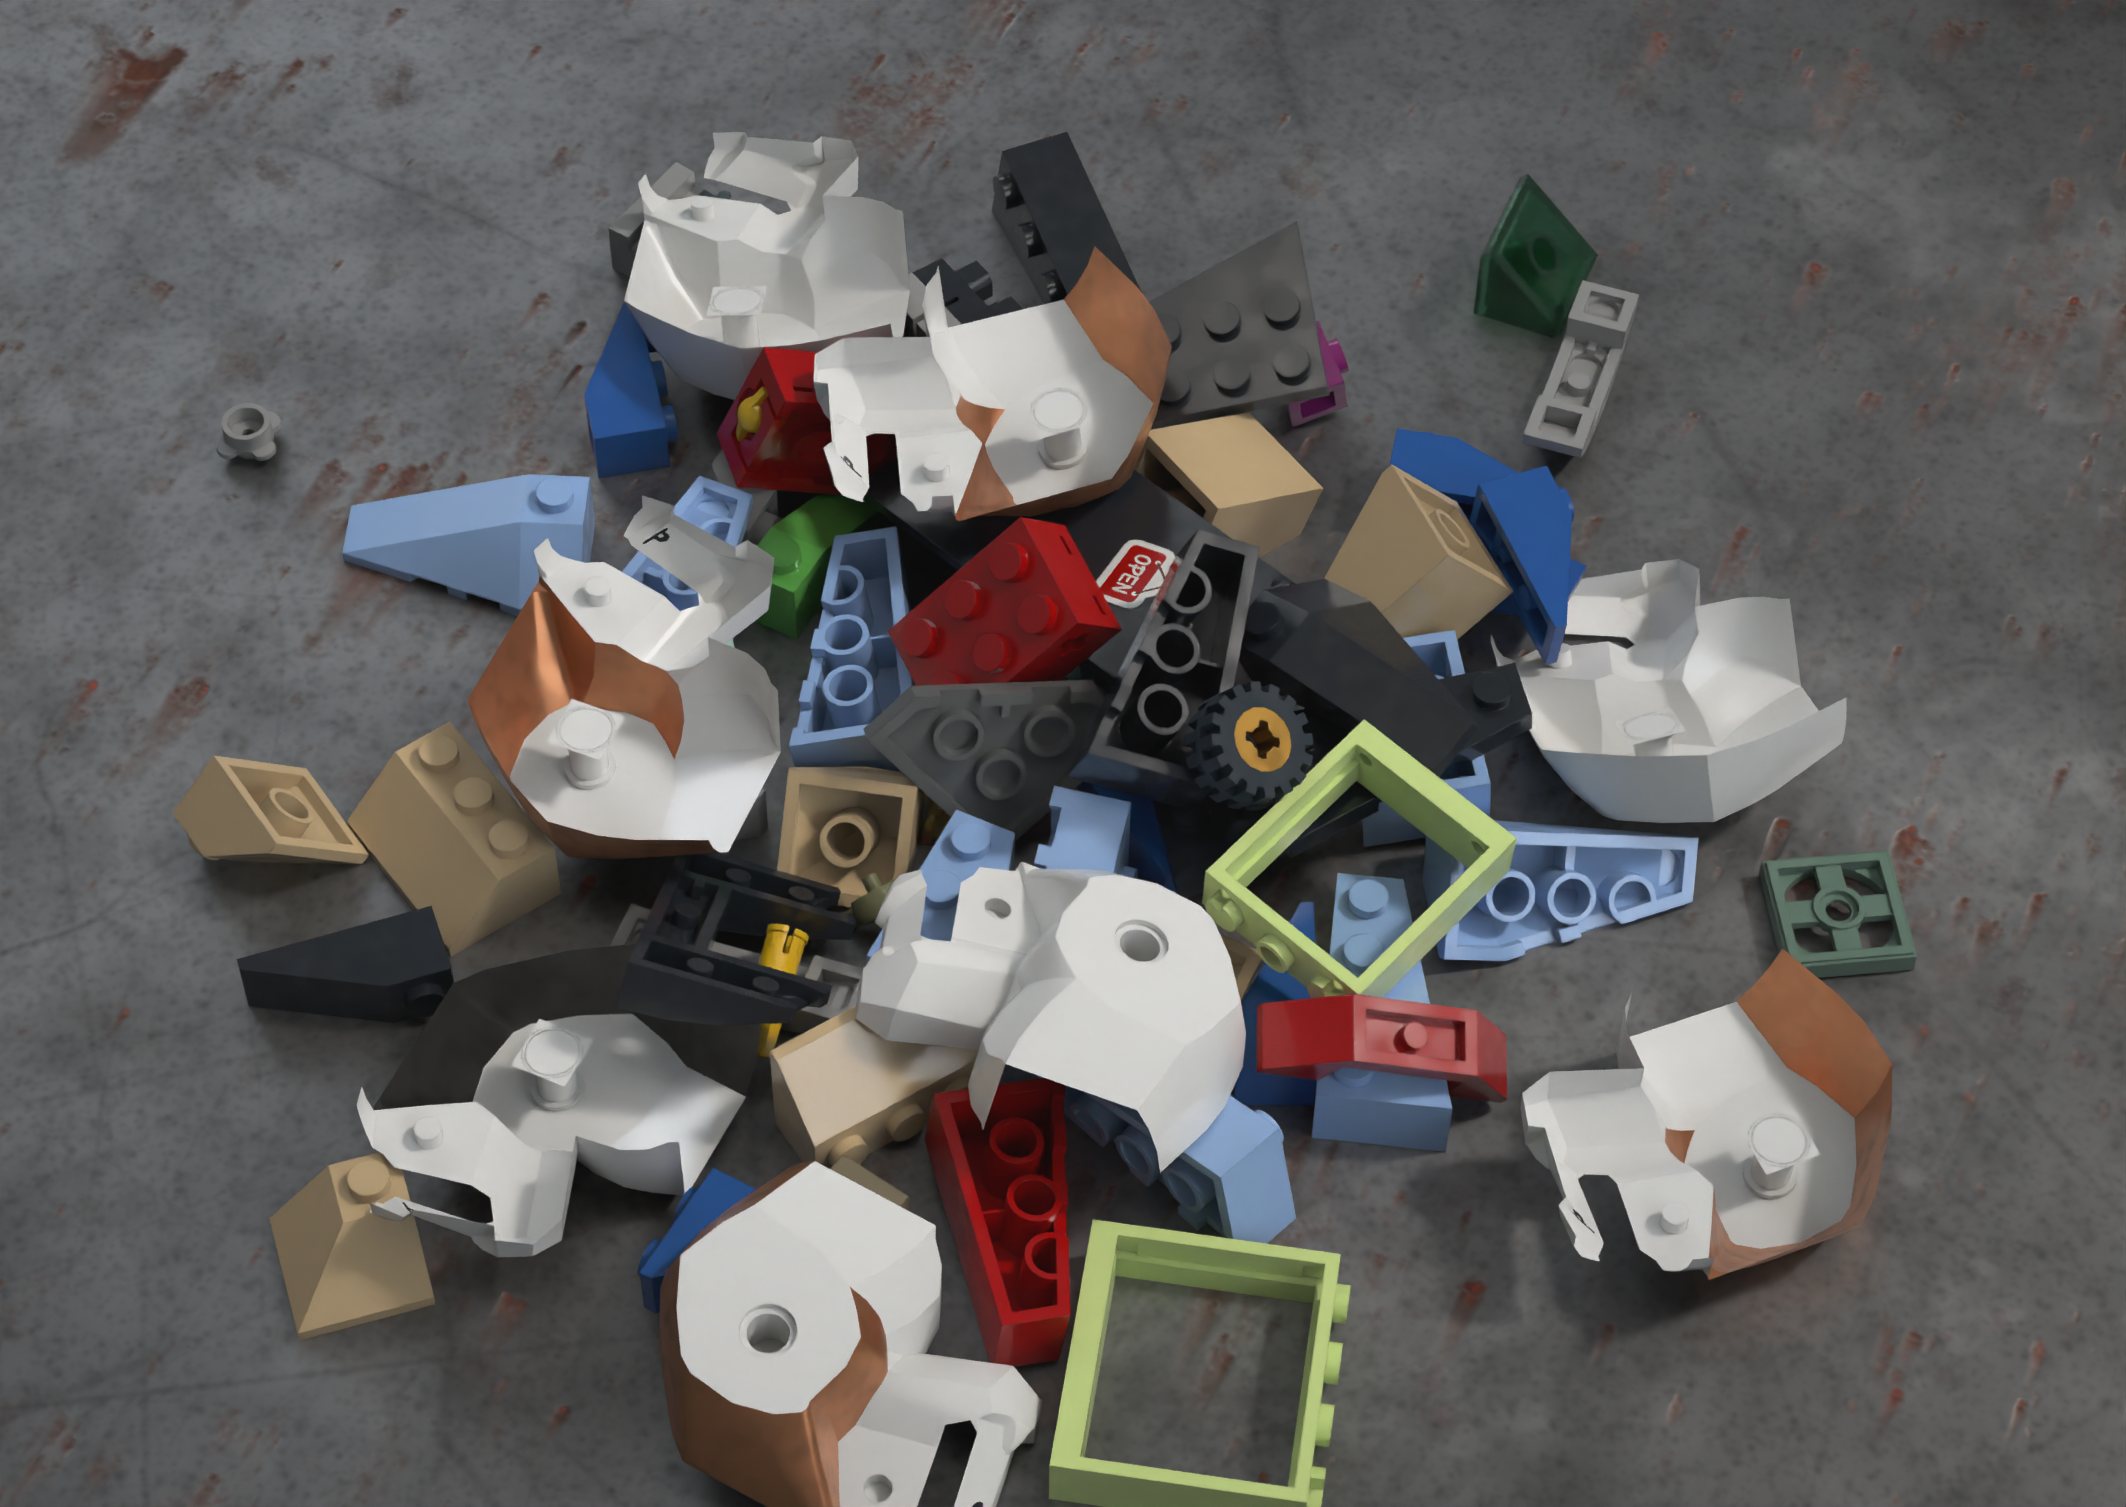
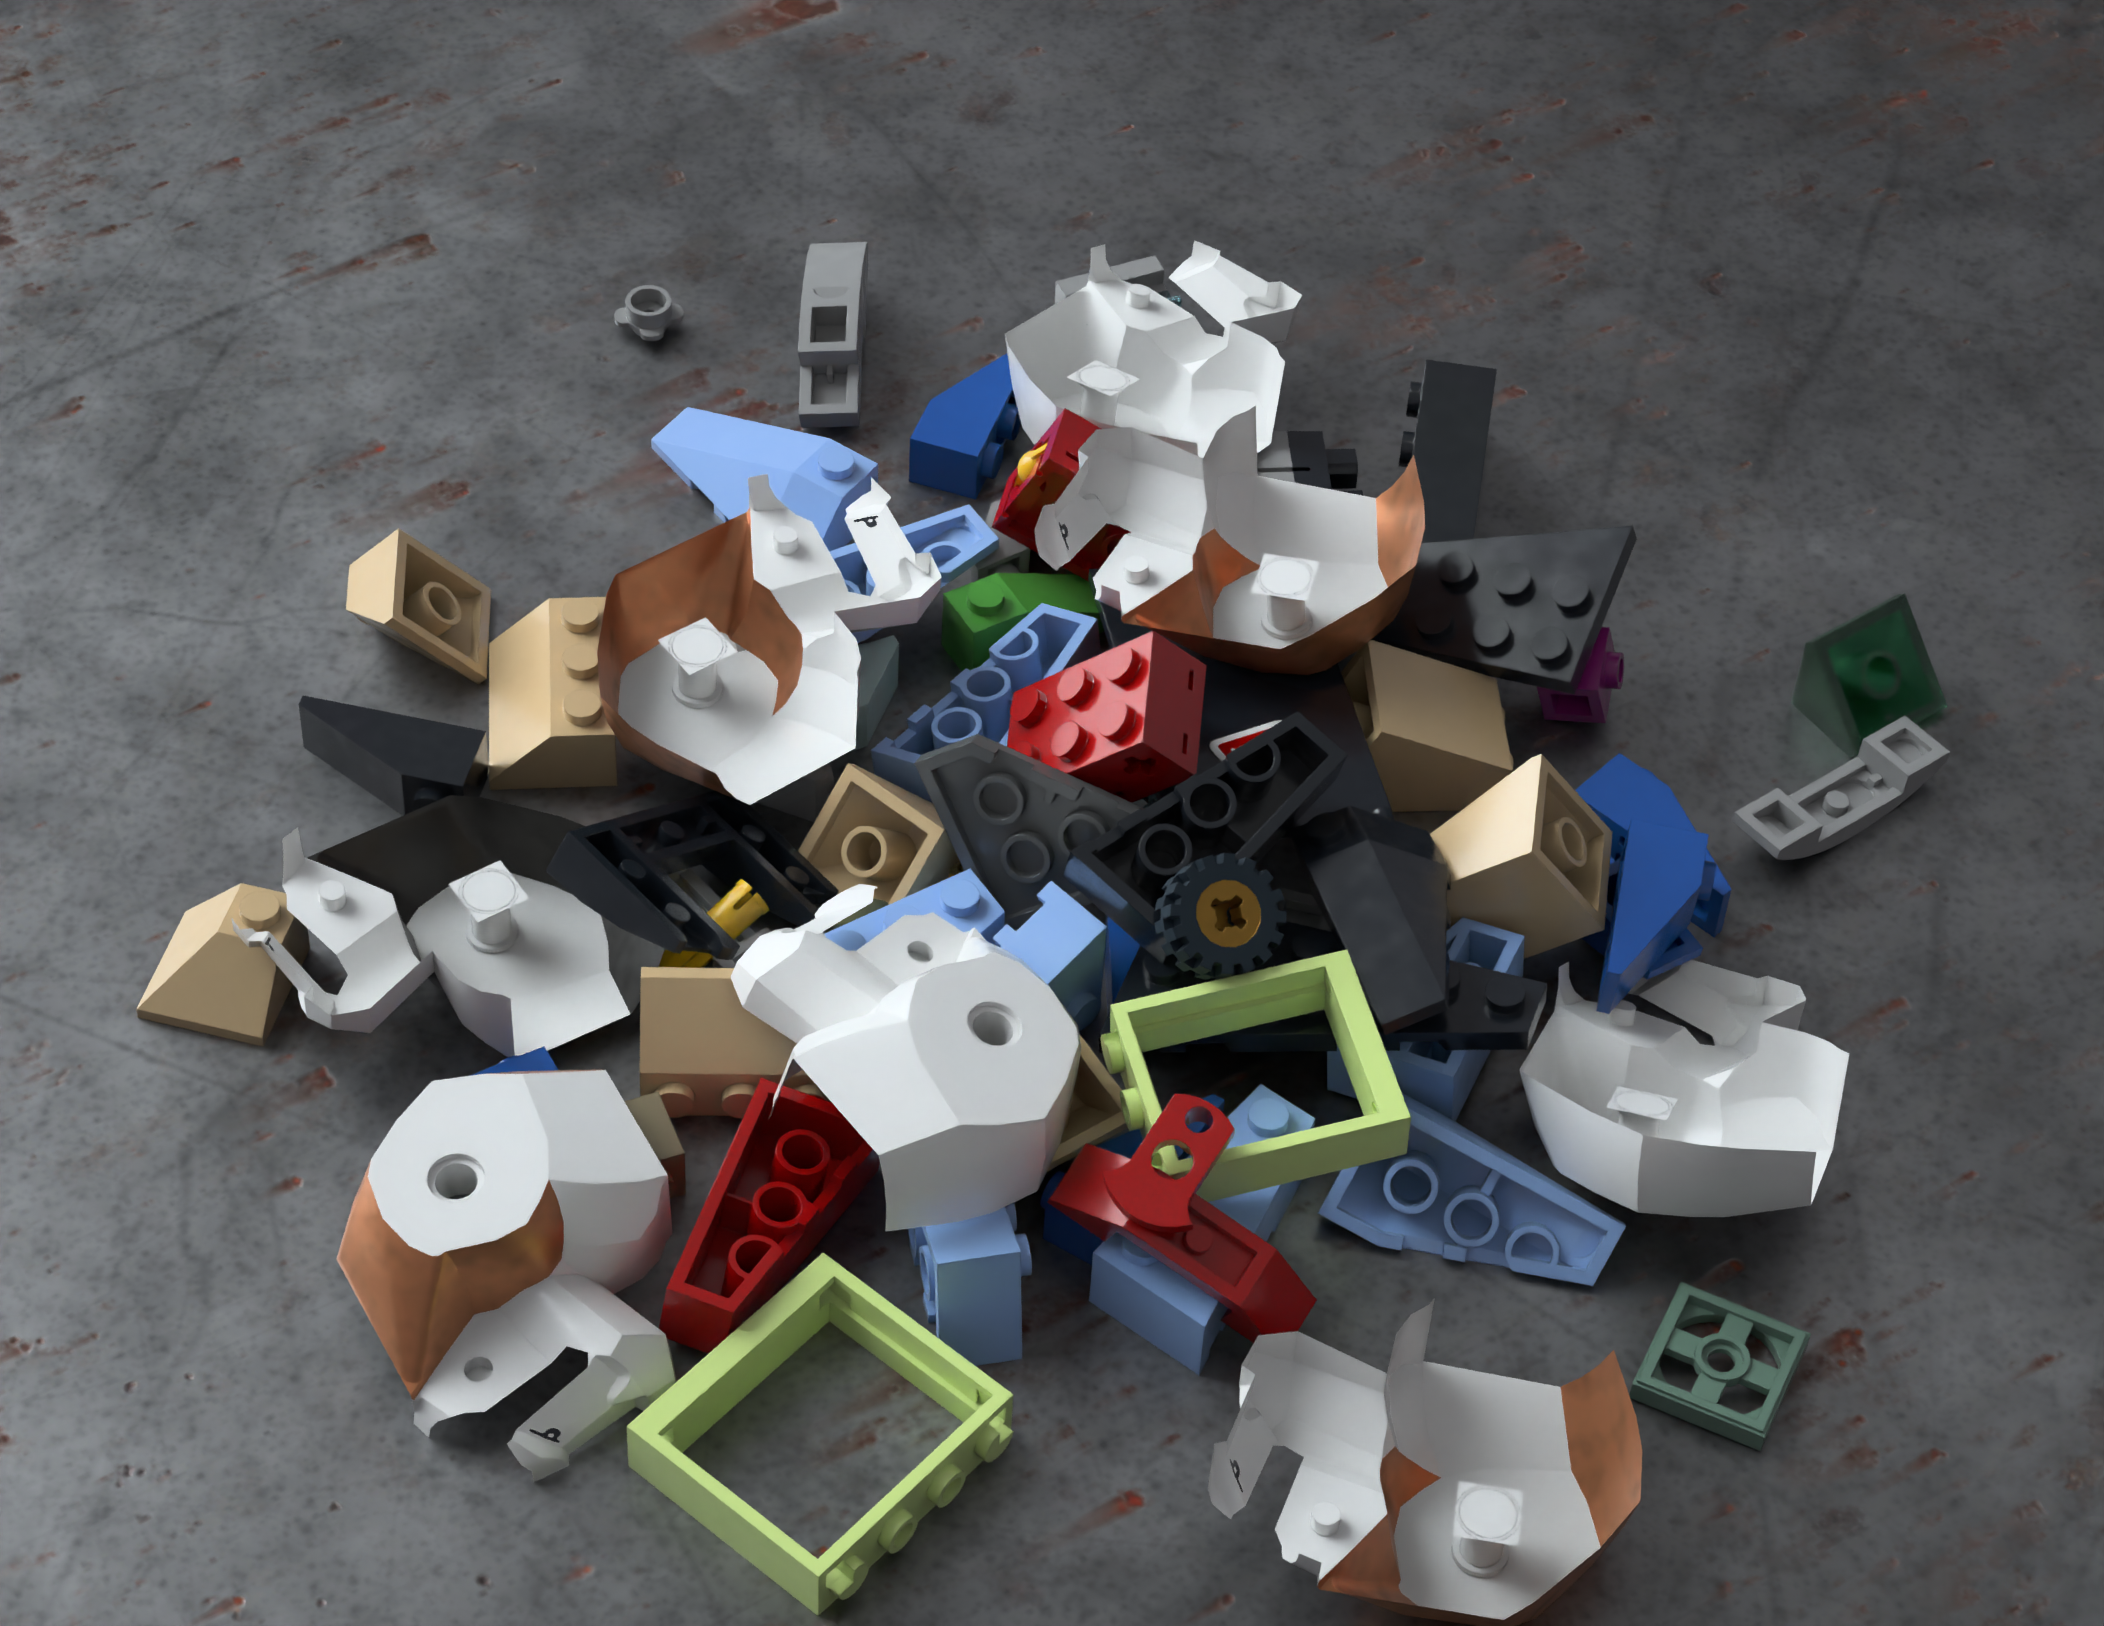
camera: 30 degrees right, 5 degrees down
(439, 370) = (832, 334): none -> light grey slope
(1355, 1021) = (1163, 1202): none -> red piece

